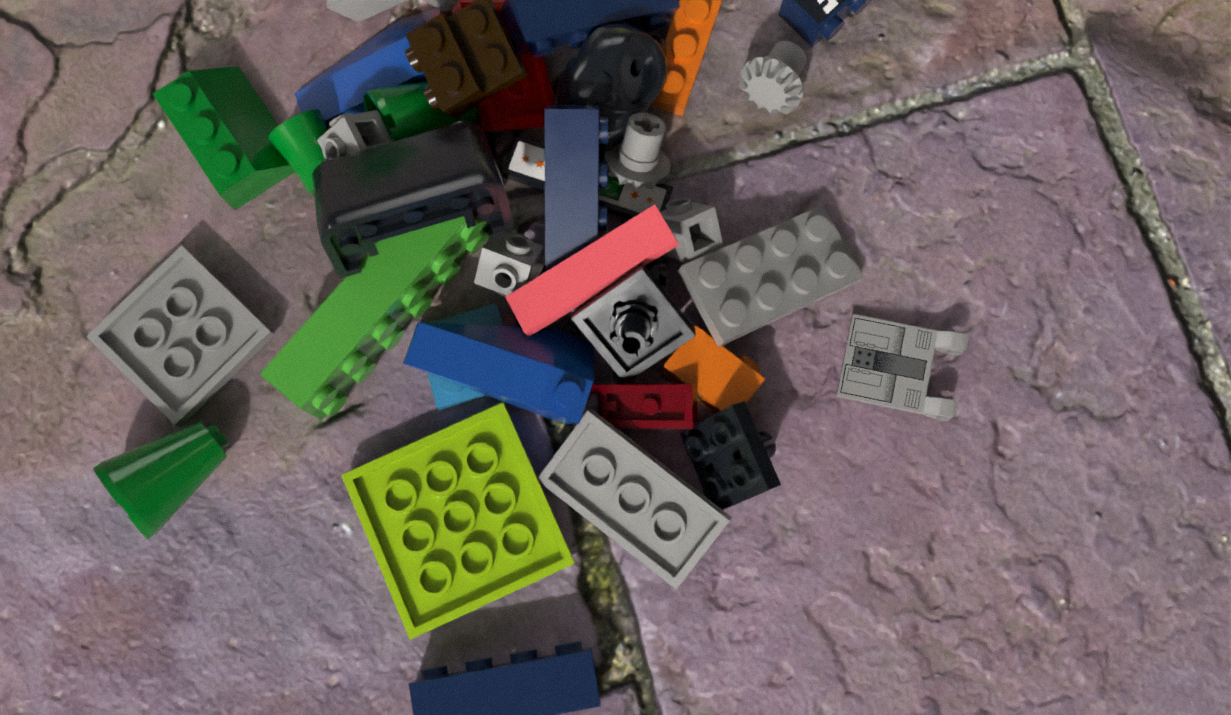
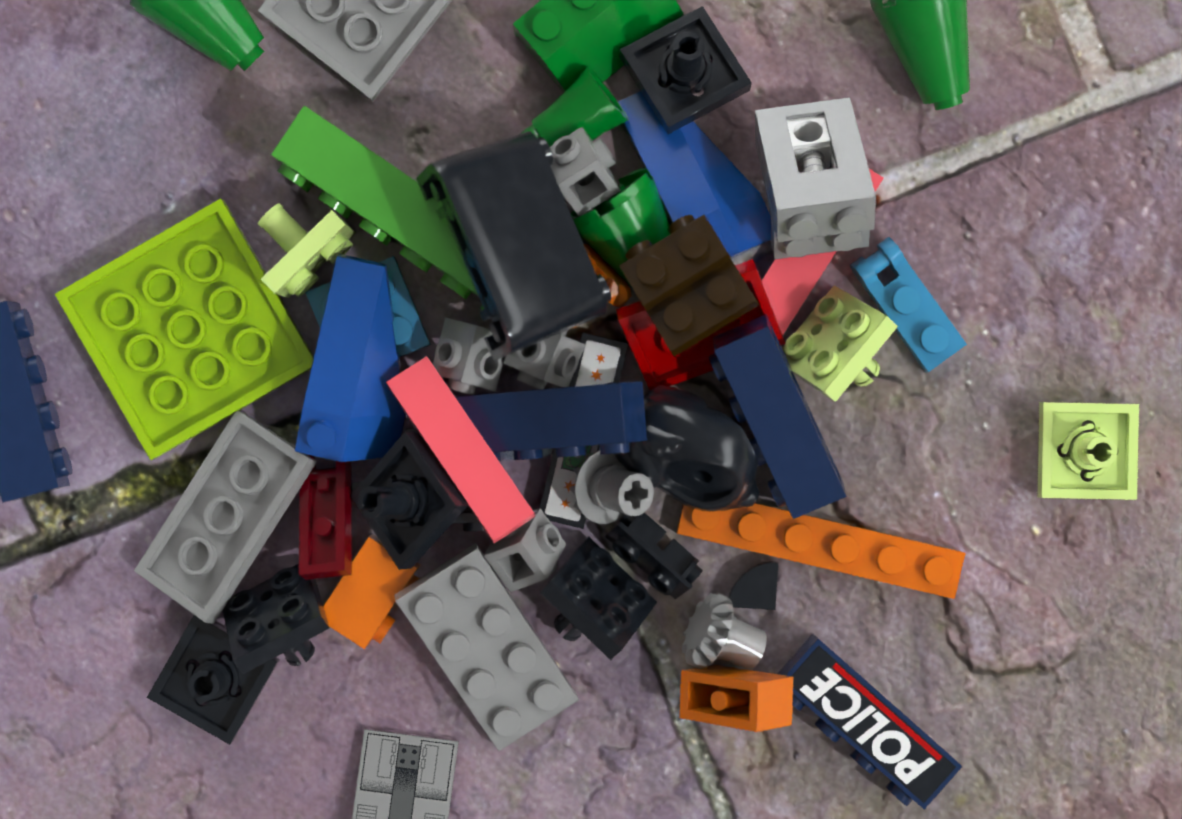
camera: 85 degrees right, 10 degrees up
(278, 53) = (680, 55): none -> black plate
(395, 398) = (304, 250): none -> yellowish green plate
(528, 198) = (547, 361): none -> light grey brick
(713, 119) = (668, 570): none -> black hinge
(734, 50) = (756, 587): none -> black tile
(736, 174) = (597, 599): none -> black plate
(782, 525) = (184, 690): none -> black plate
(831, 63) = (736, 698): none -> orange brick

